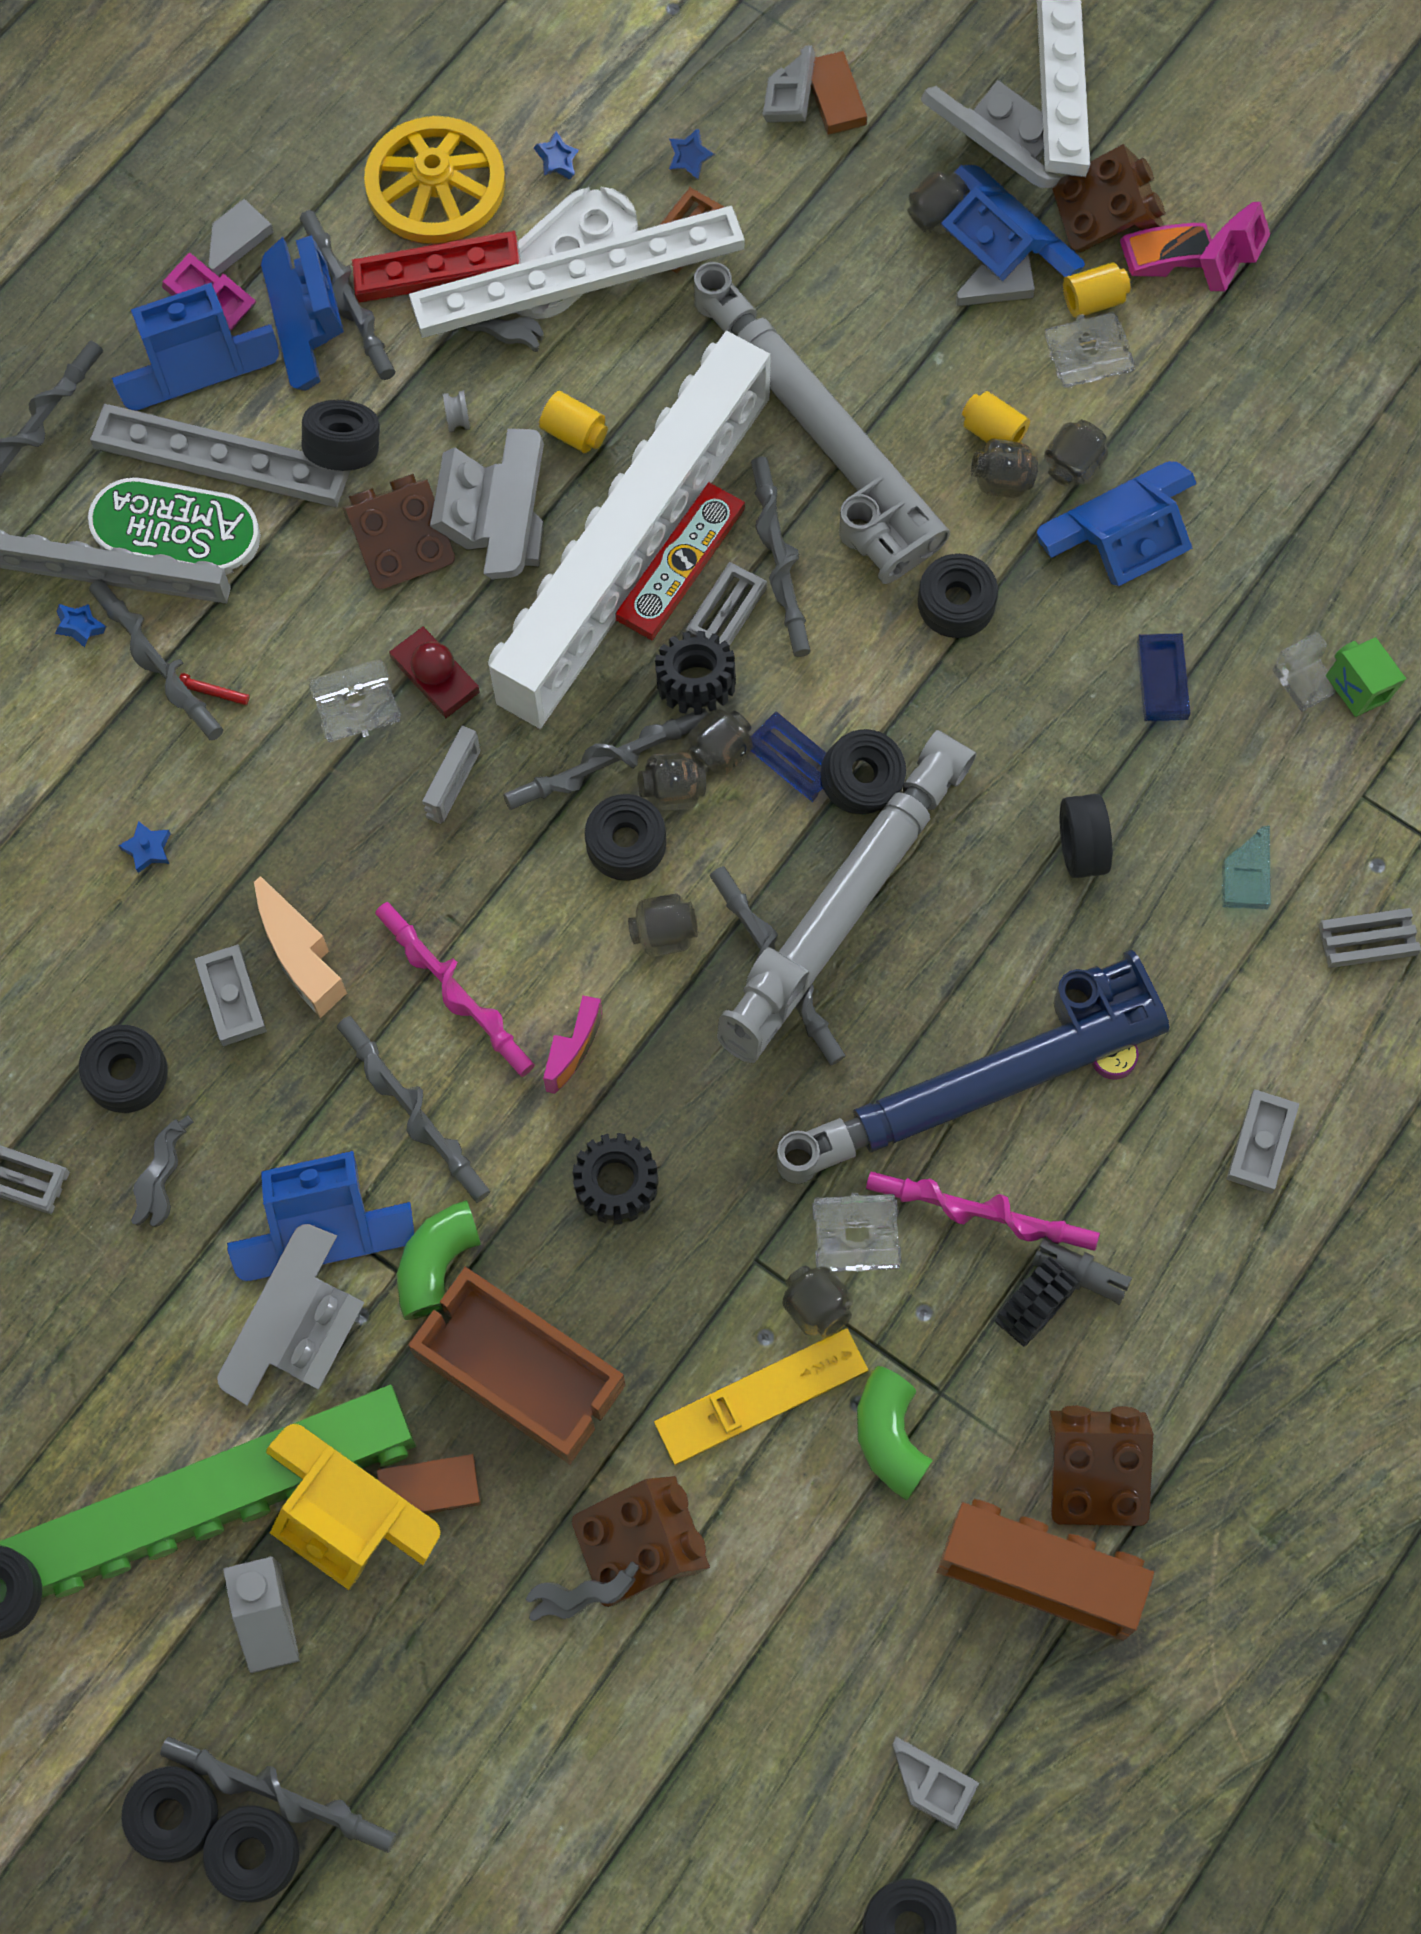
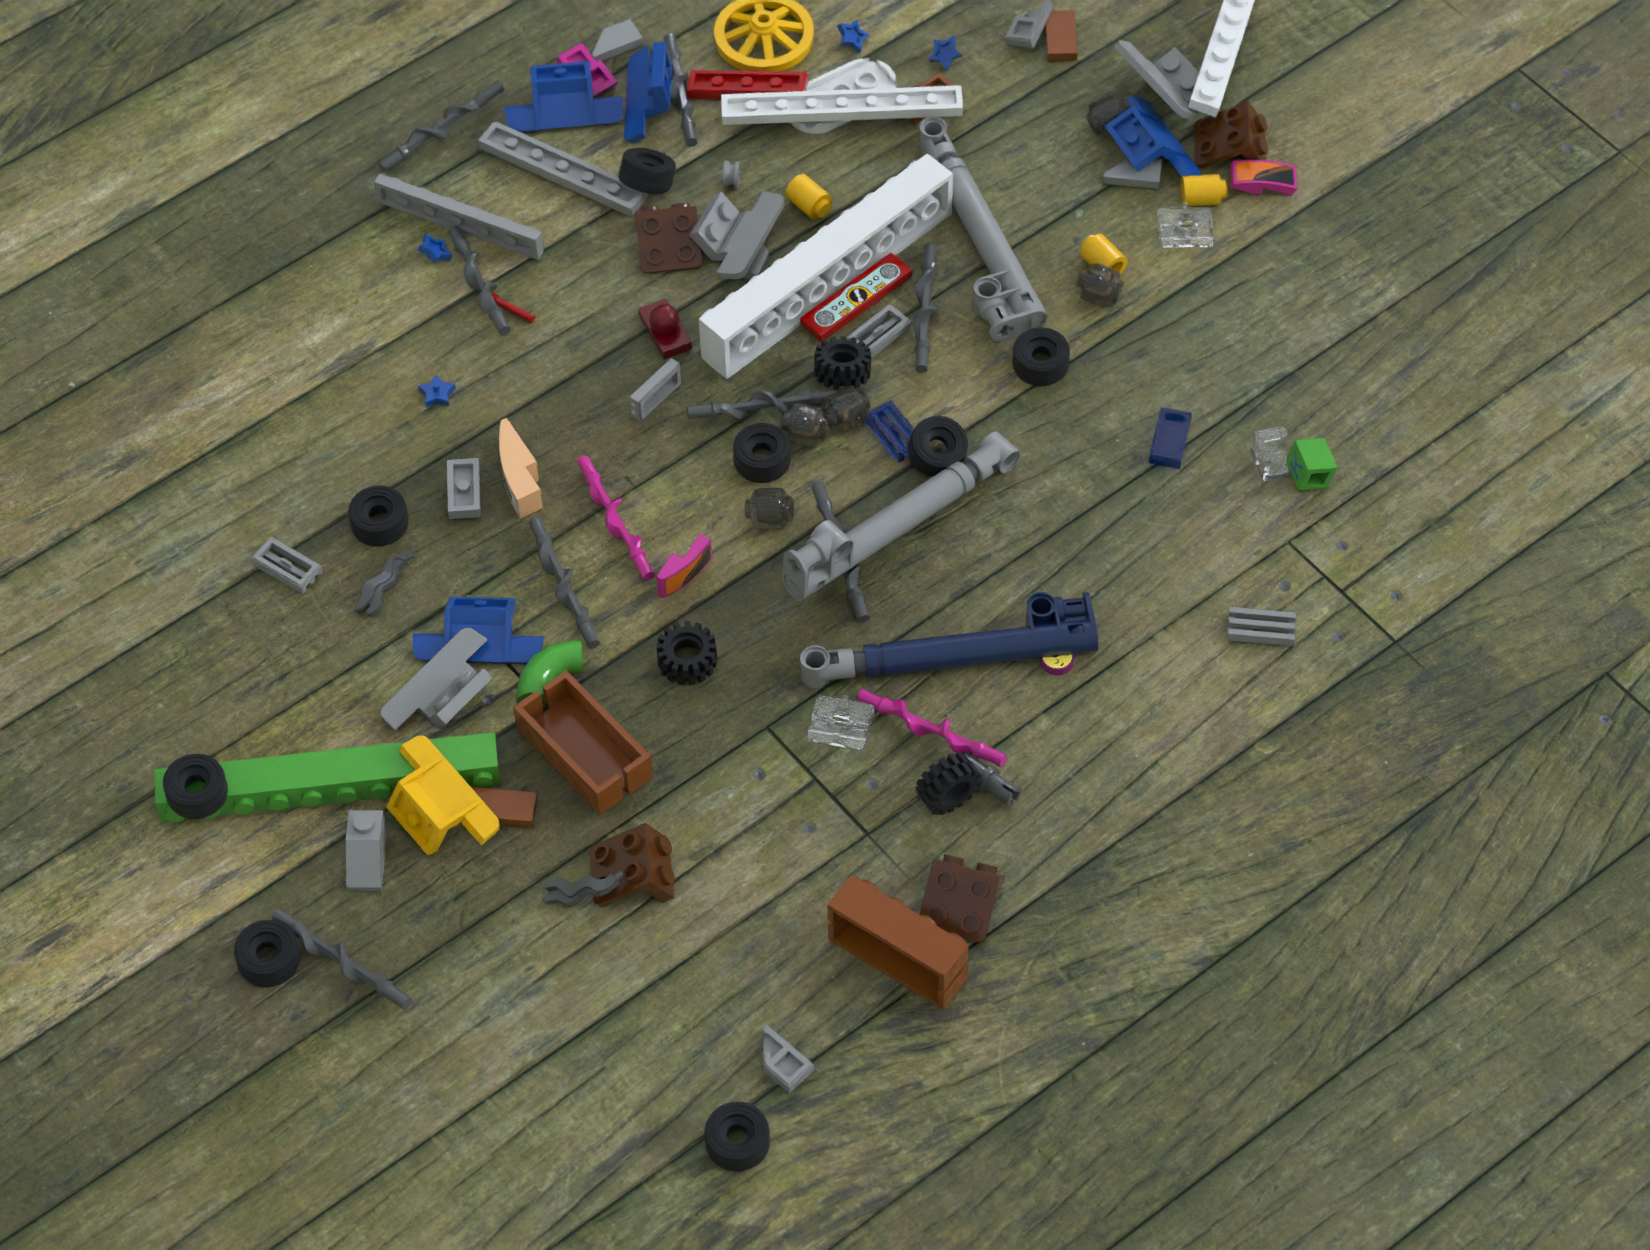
camera: 15 degrees right, 15 degrees down
(175, 522) = (520, 202): tile -> none
(222, 1848) = (312, 1007): black tyre -> none
(360, 716) = (605, 333): clear piece -> none
(518, 330) = (792, 135): dark grey hair -> none
(760, 1396) = (743, 807): yellow piece -> none
(817, 1301) = (799, 753): clear smoke head -> none
(884, 1435) = (818, 841): bright green cylinder -> none
(1076, 453) = (1153, 286): clear smoke head -> none
(1085, 835) = (1078, 515): black tyre -> none
(1131, 524) = (1176, 340): blue plate -> none
(1236, 243) = (1309, 182): dark pink slope -> none
(1248, 874) = (1188, 569): clear light blue tile -> none
(1262, 1141) = (1141, 730): light grey plate -> none

